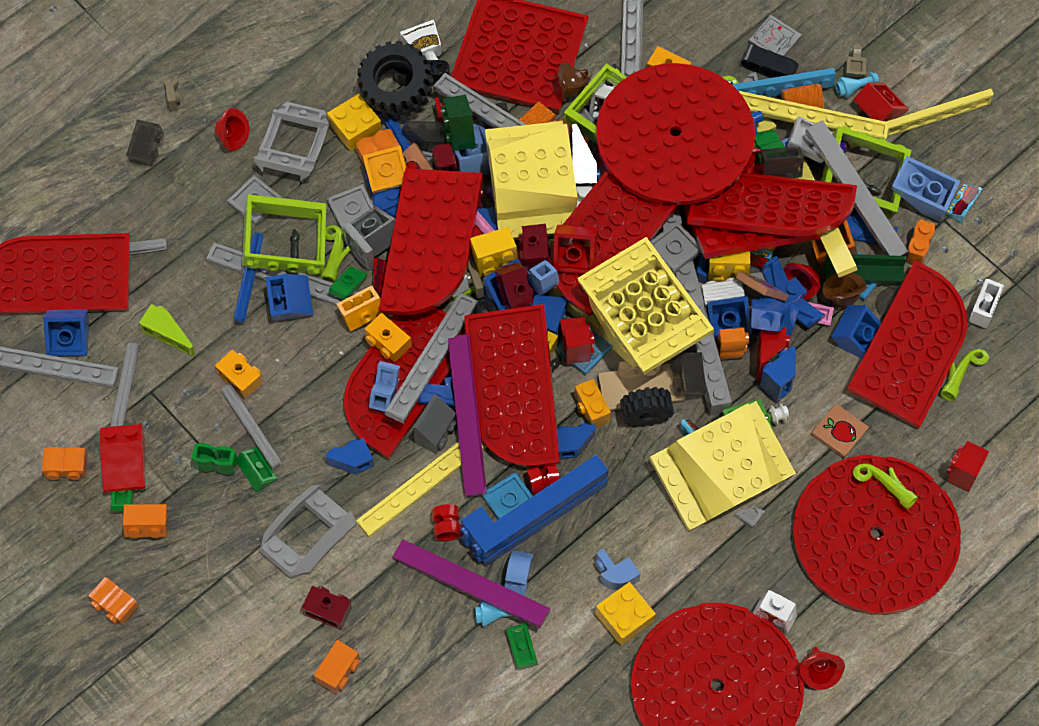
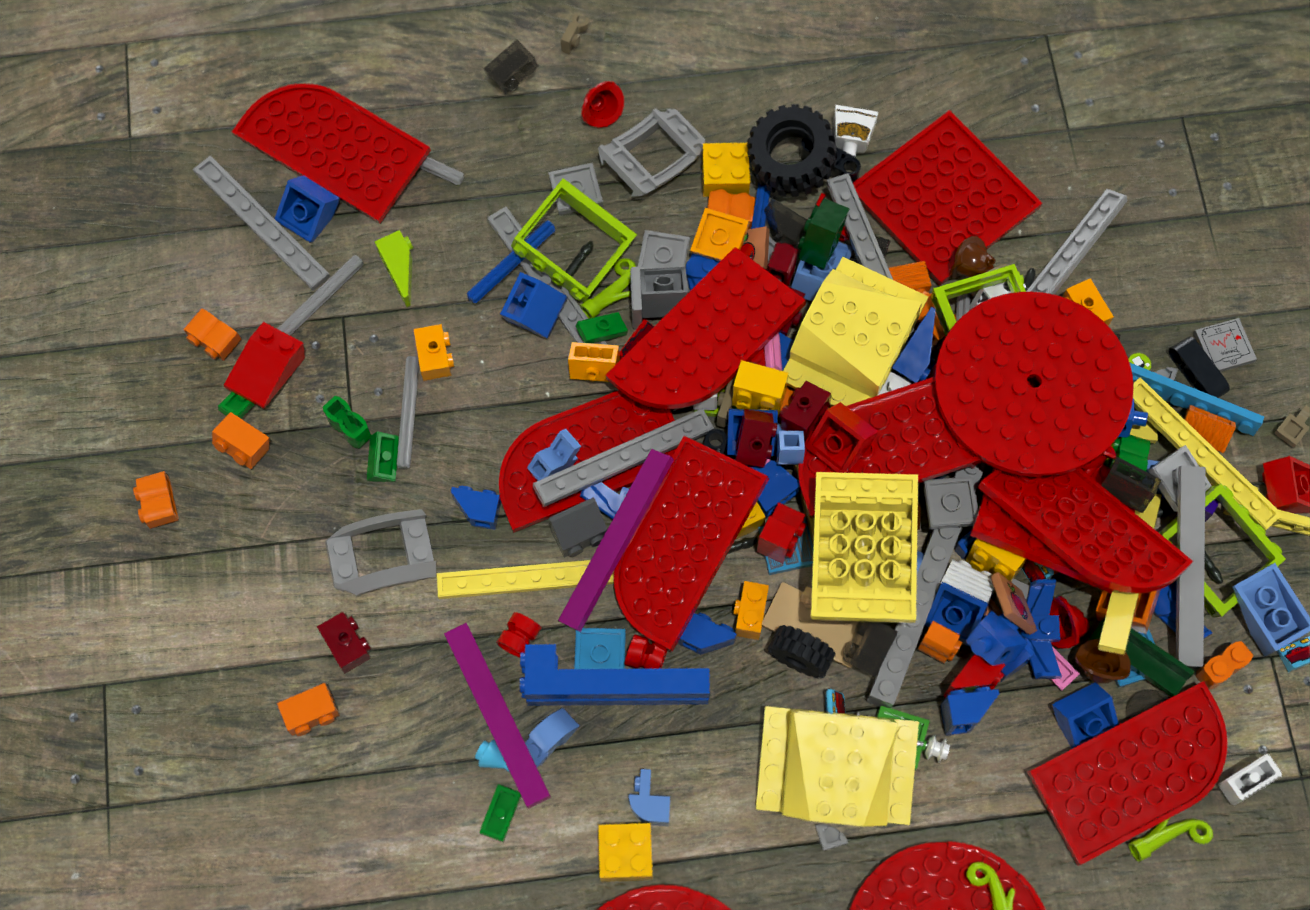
camera: 35 degrees right, 5 degrees up
(387, 338) = (596, 409): light orange brick -> none
(840, 431) = (990, 810): nougat tile -> none
(847, 86) = (1267, 445): medium azure piece -> none

